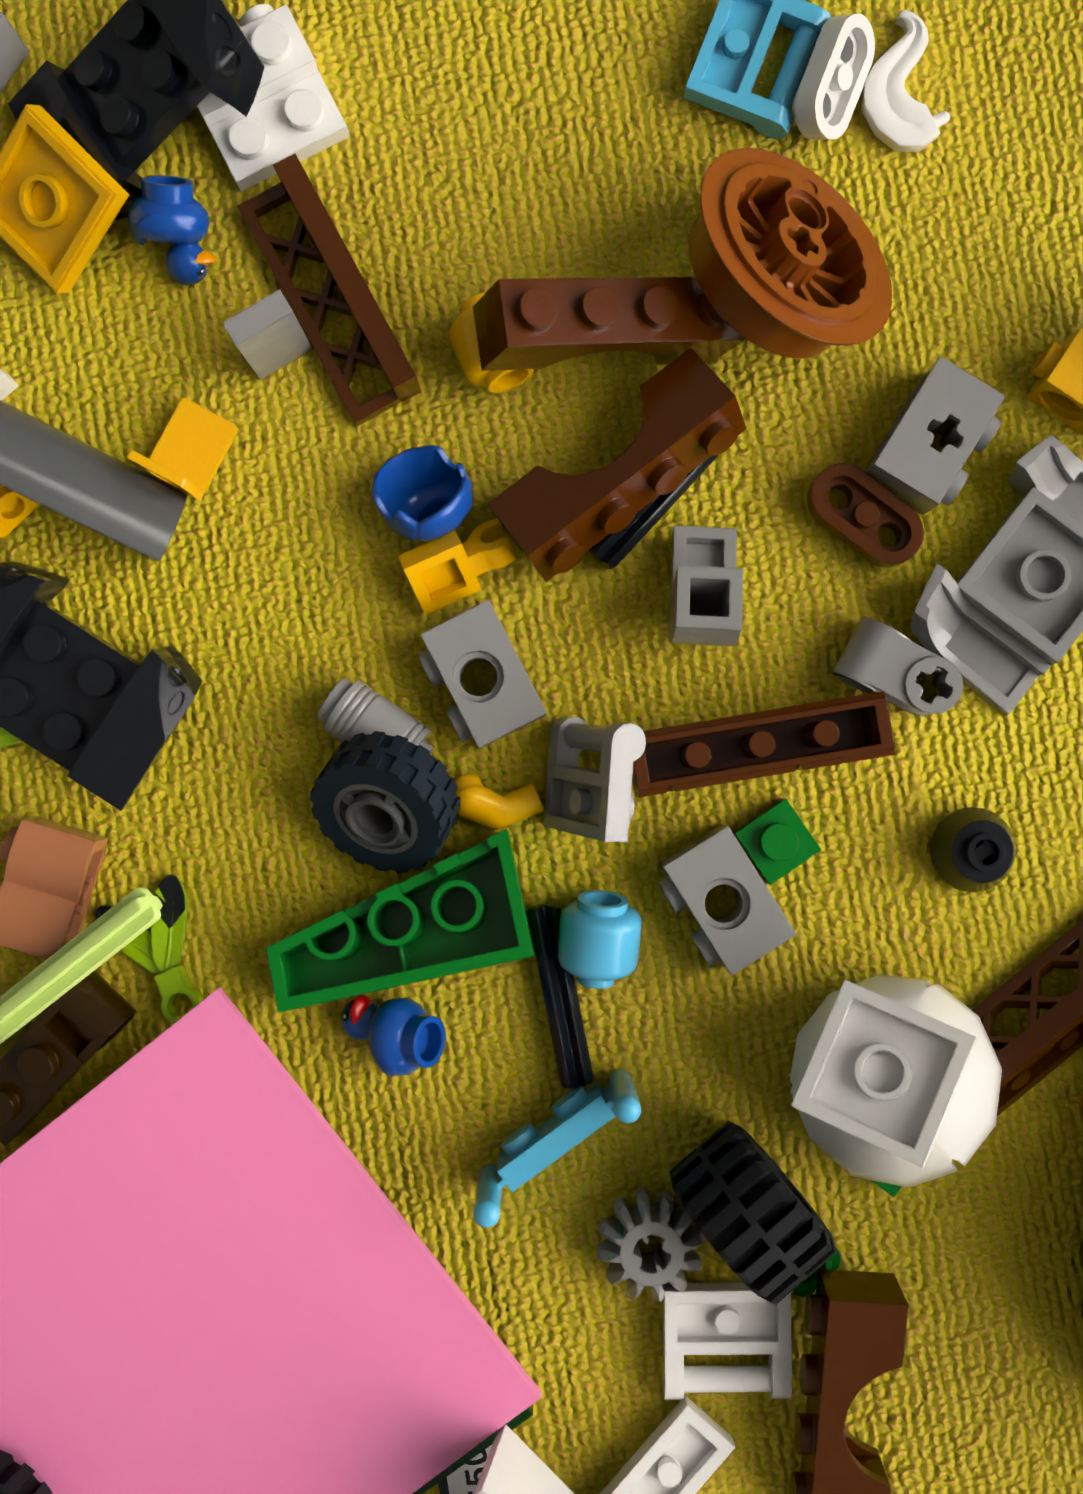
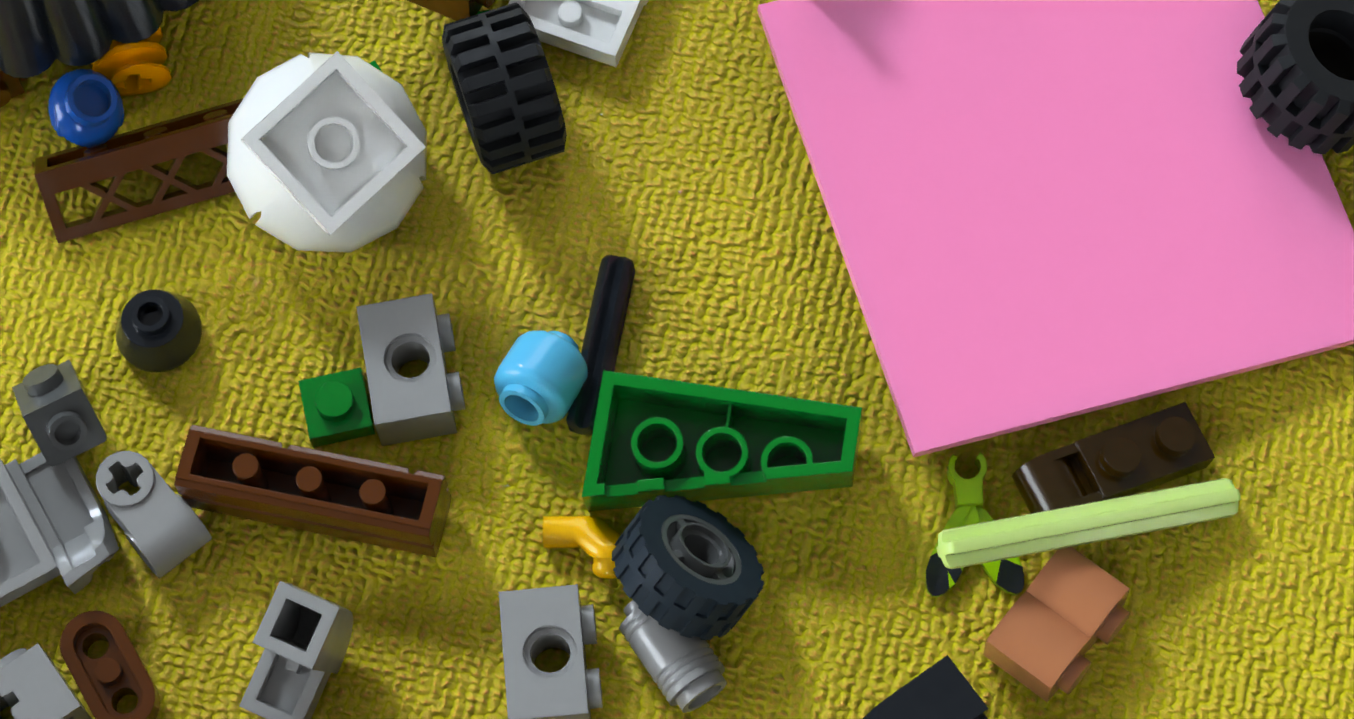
camera: 150 degrees left, 20 degrees down
(398, 1033) = (764, 360): blue animal -> none
(534, 1149) = (678, 216): medium azure plate -> none
(587, 799) = (498, 501): light grey plate -> none
(660, 1265) = (613, 120): light grey gear -> none
(1028, 732) = (58, 412): none -> dark grey bracket

